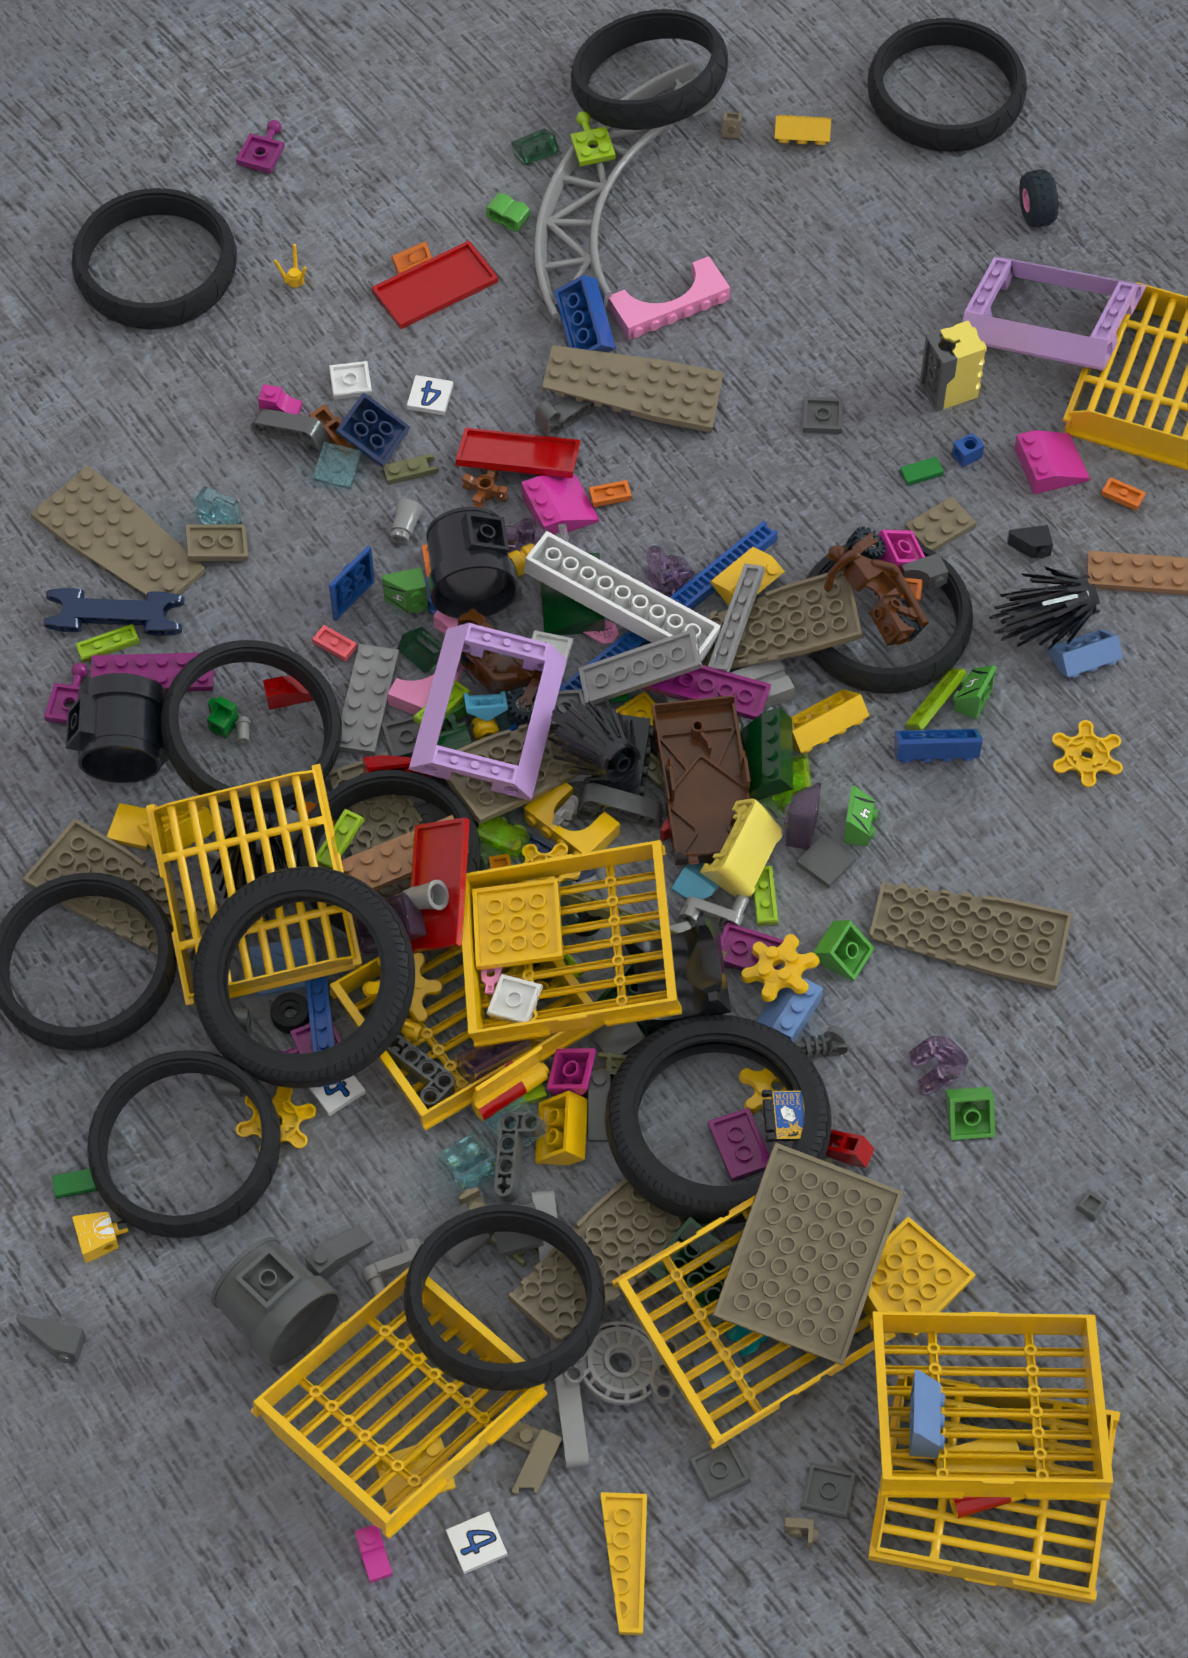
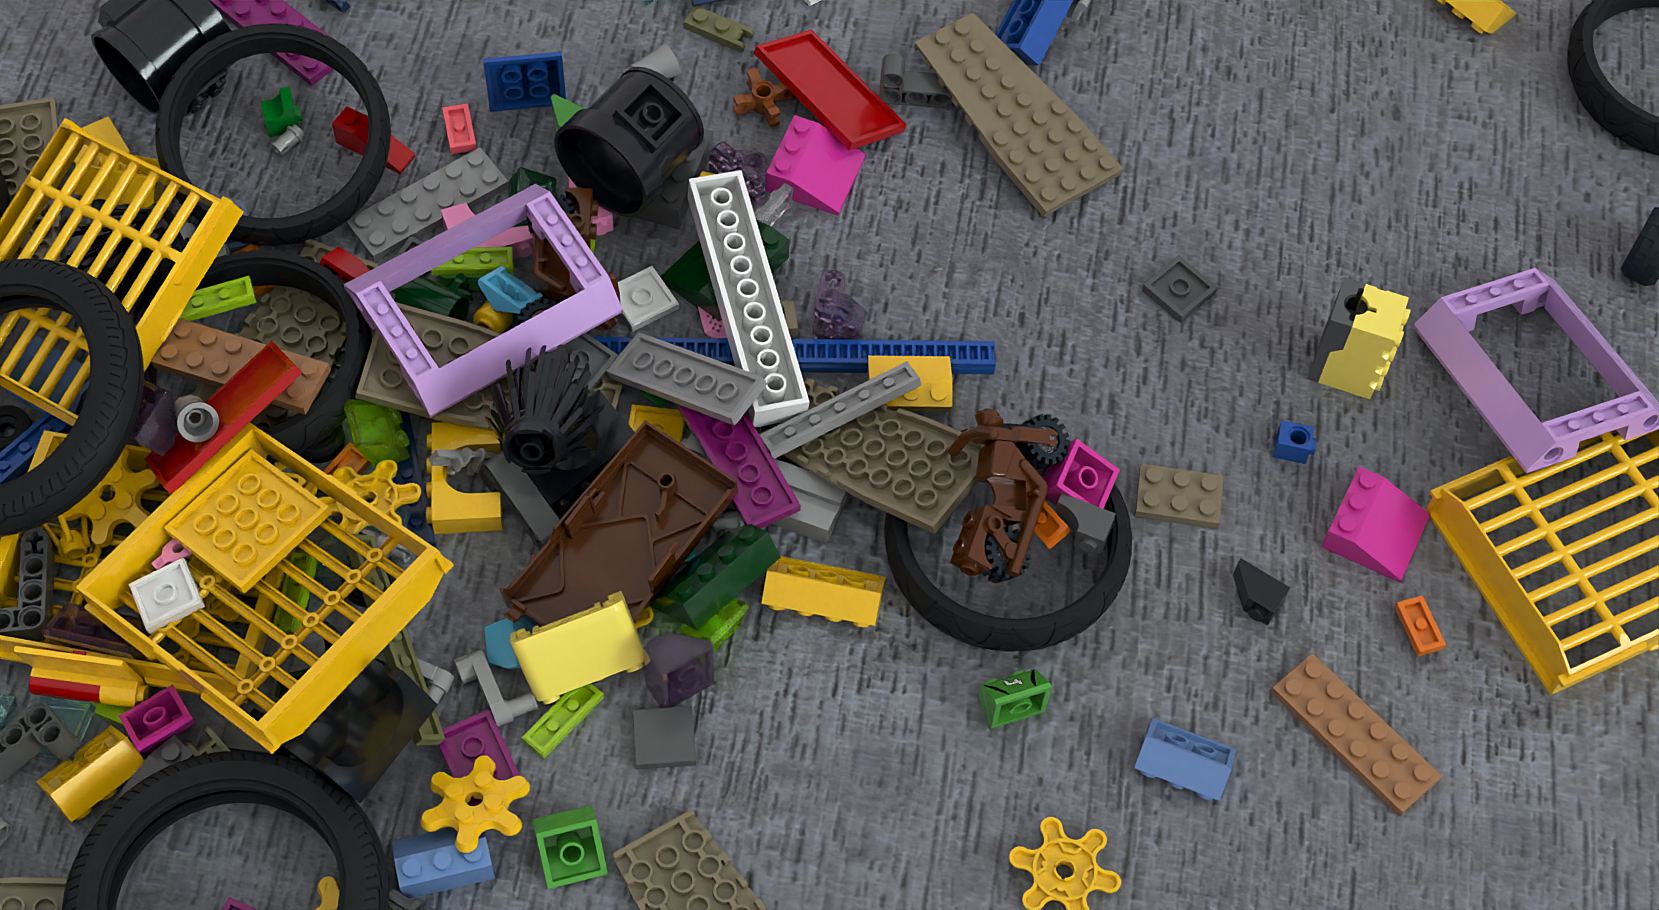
camera: 40 degrees right, 0 degrees up
(610, 493) = (875, 196): orange plate -> none
(642, 317) = (1189, 80): bright pink arch -> none
(860, 818) = (740, 721): bright green slope -> none
(921, 471) = (1221, 425): green tile -> none
(935, 699) = (966, 669): lime tile -> none
(937, 744) = (908, 715): blue slope -> none
(1063, 606) = (1202, 675): black plant -> none

